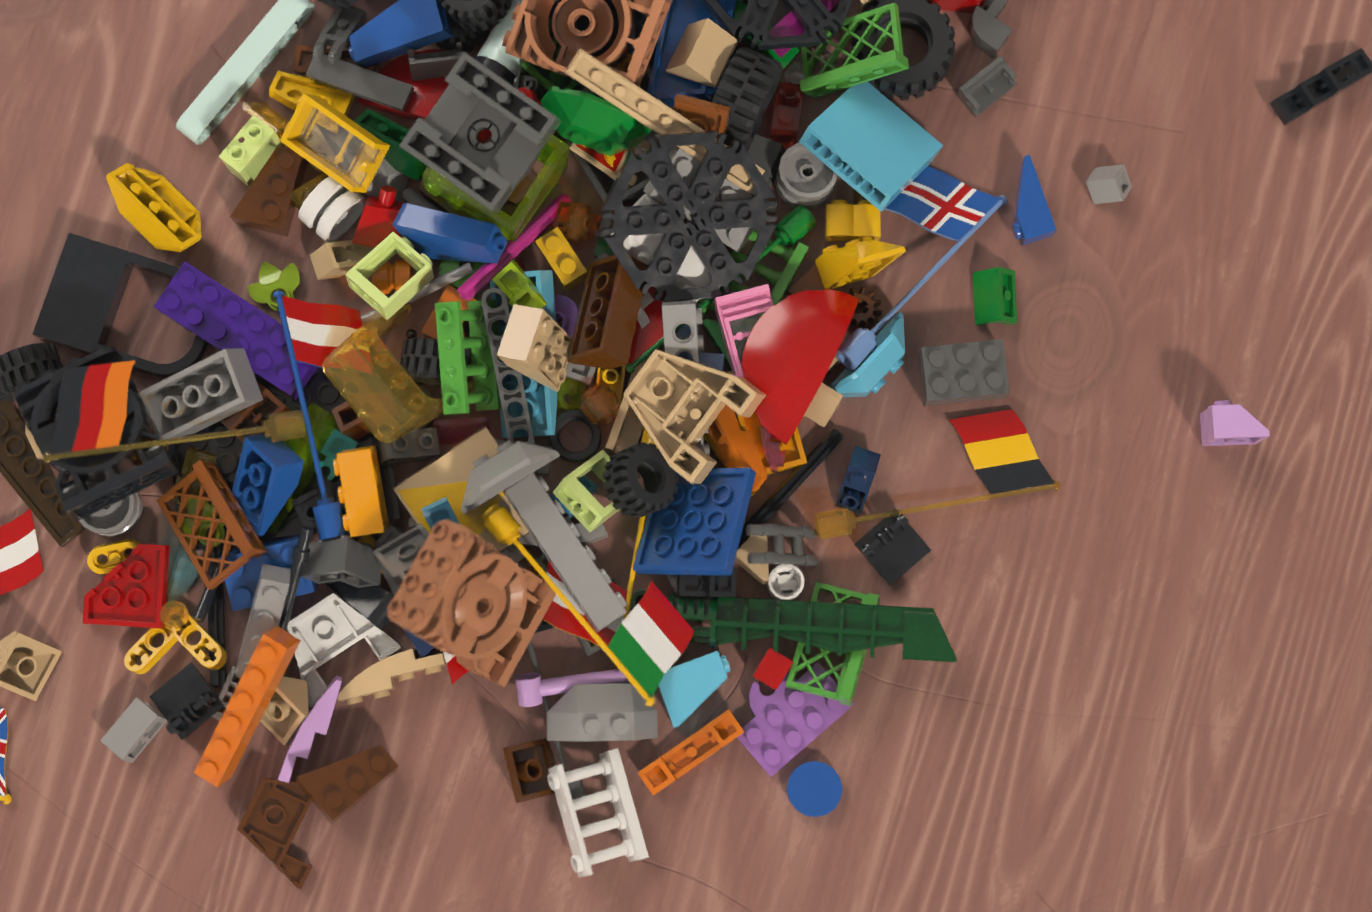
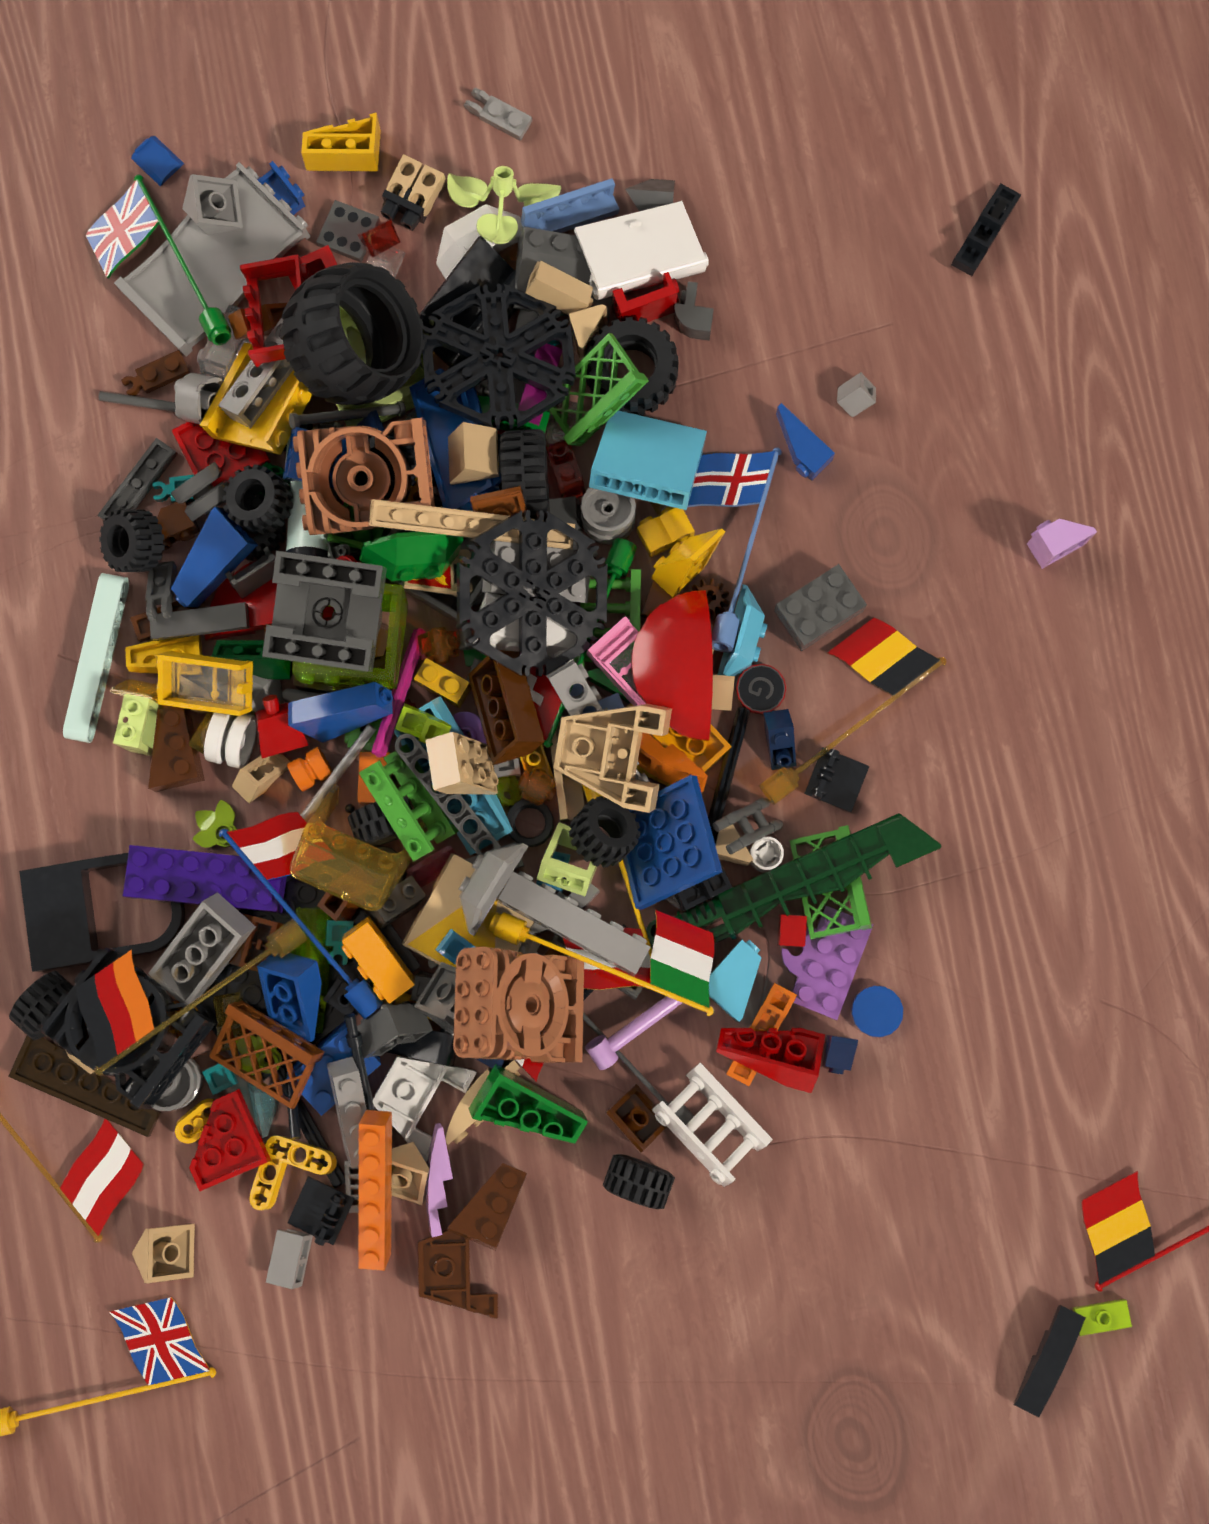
camera: 20 degrees left, 0 degrees up
(155, 208) = (81, 813): yellow wedge -> none
(156, 527) = (219, 1078): none -> teal plate
(174, 614) = (273, 1144): clear yellow plate -> none
(391, 245) = (297, 741): yellowish green window -> none
(426, 698) = (522, 1105): none -> green wedge
(500, 829) = (638, 1181): none -> black tyre
(601, 714) = (671, 1042): light grey wedge -> none
(698, 782) = (783, 1056): none -> red wedge
(755, 809) = (839, 1053): none -> dark blue slope
(772, 450) = (699, 752): clear pink slope -> none
(865, 421) = (761, 688): none -> black tile
(987, 86) = (717, 365): dark grey hinge -> none
(995, 296) = (812, 533): green panel -> none

